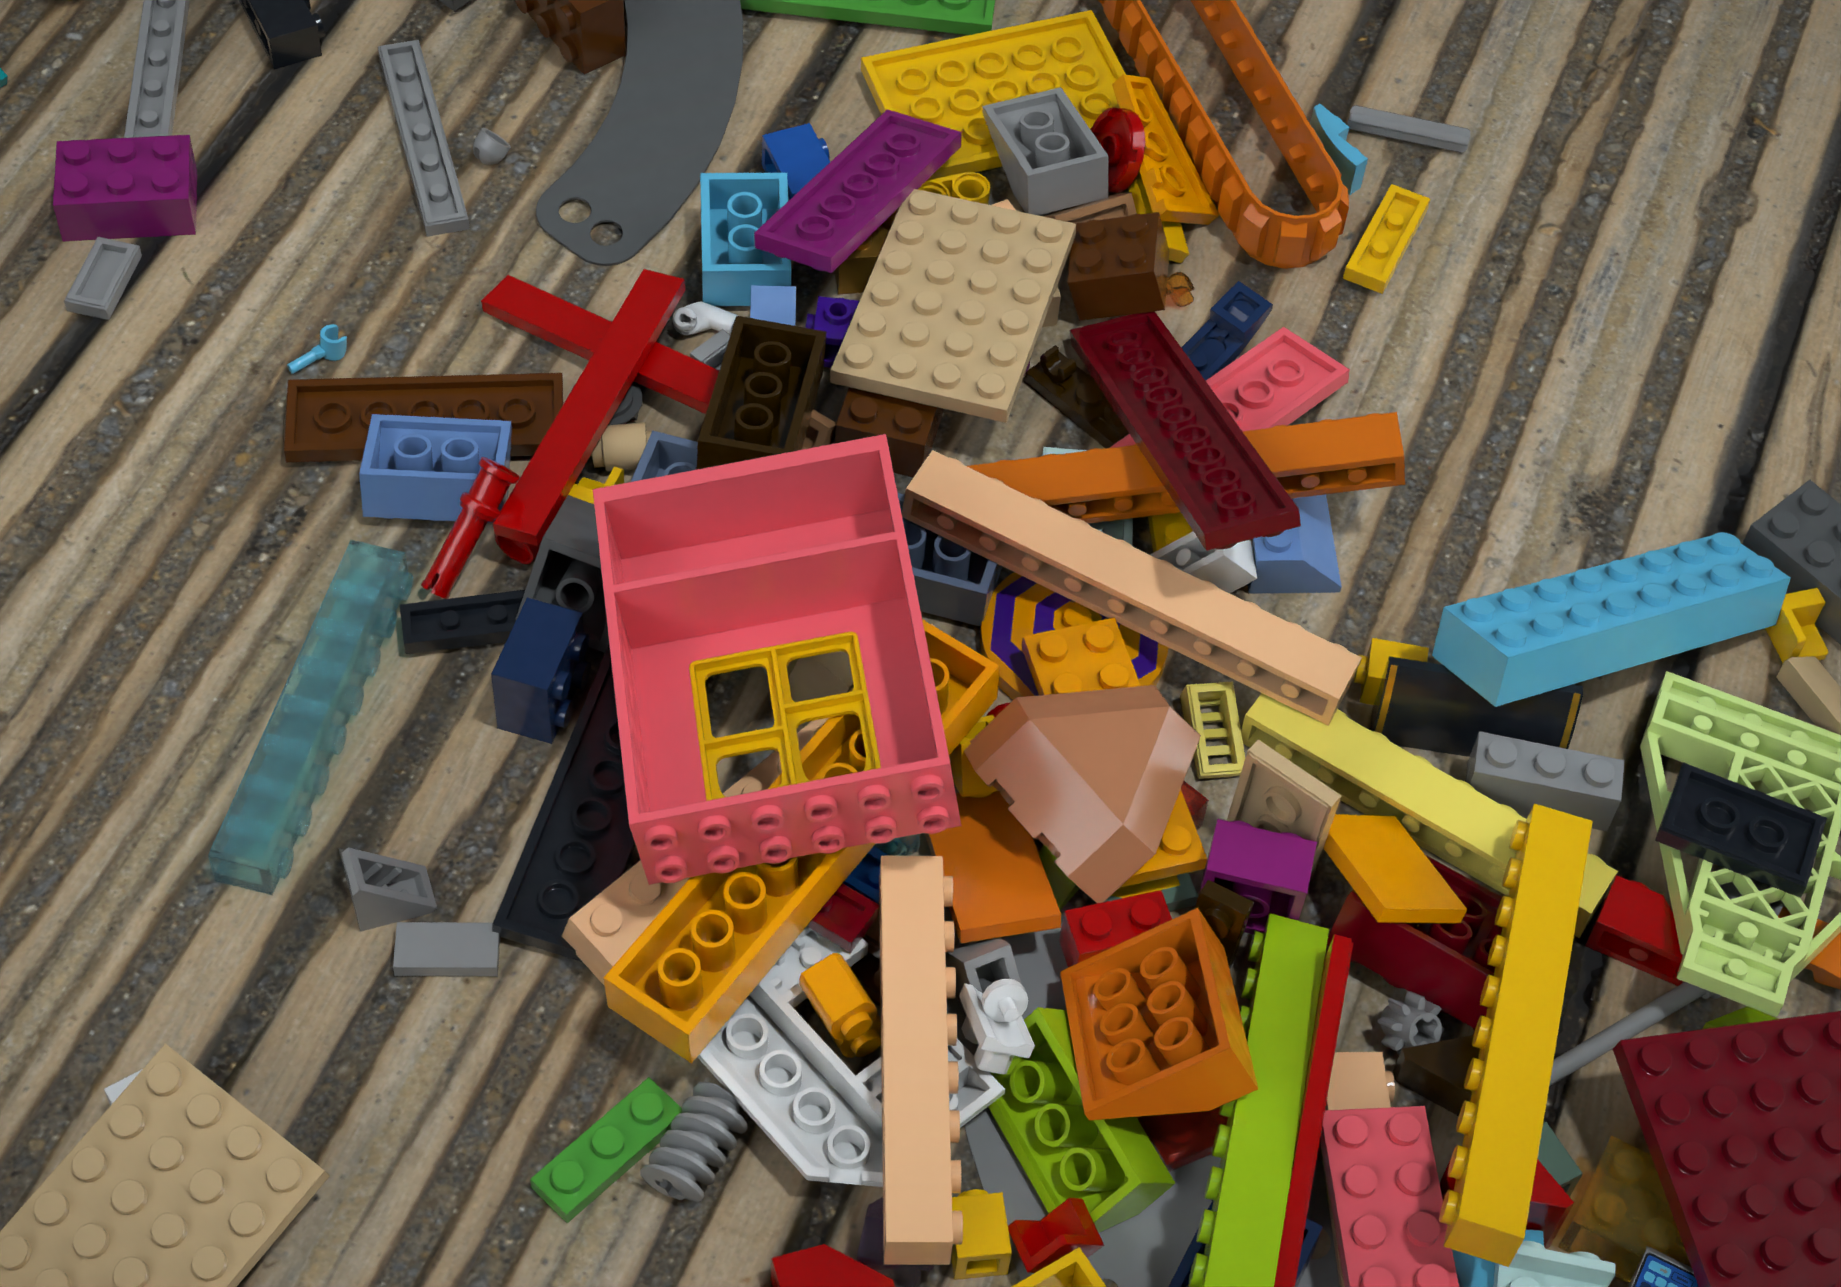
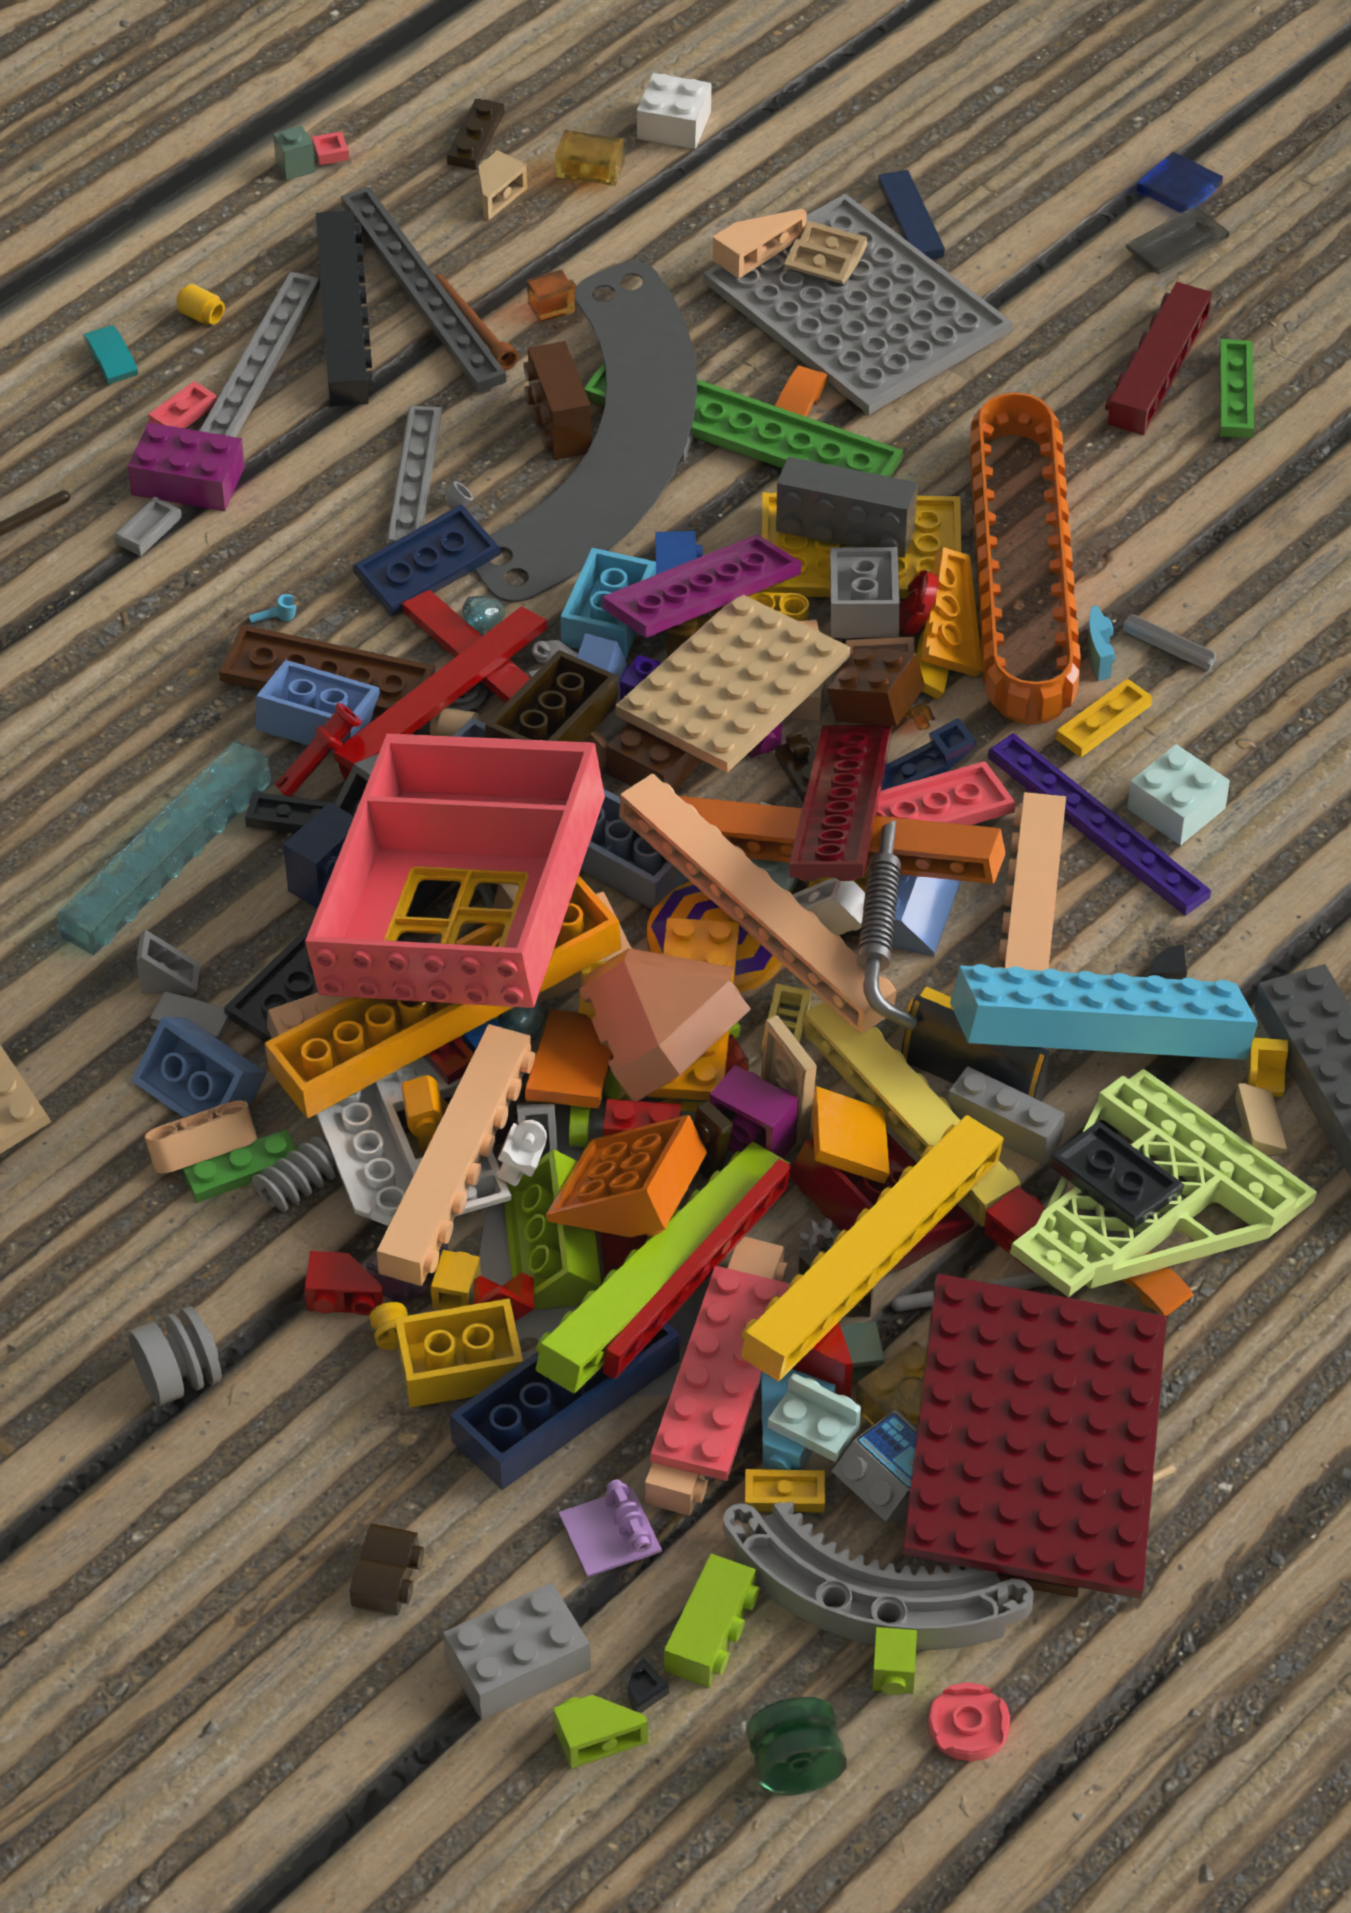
camera: 25 degrees right, 5 degrees down
(89, 111) = (184, 407): none -> coral plate
(487, 237) = (426, 559): none -> dark blue tile
(495, 1035) = (194, 1069): none -> medium blue slope
(541, 1127) = (200, 1136): none -> light nougat beam
(593, 290) = (483, 613): none -> clear light blue cone
(983, 50) = (845, 506): none -> dark grey brick
(1033, 957) = (579, 1126): none -> lime beam
(1316, 597) = (878, 926): none -> flat silver piece
(1434, 498) = (1035, 882): none -> light nougat brick
(1445, 371) = (1101, 825): none -> dark purple tile
(1522, 311) = (1178, 794): none -> light aqua brick
(1618, 527) = (1170, 963): none -> black tile

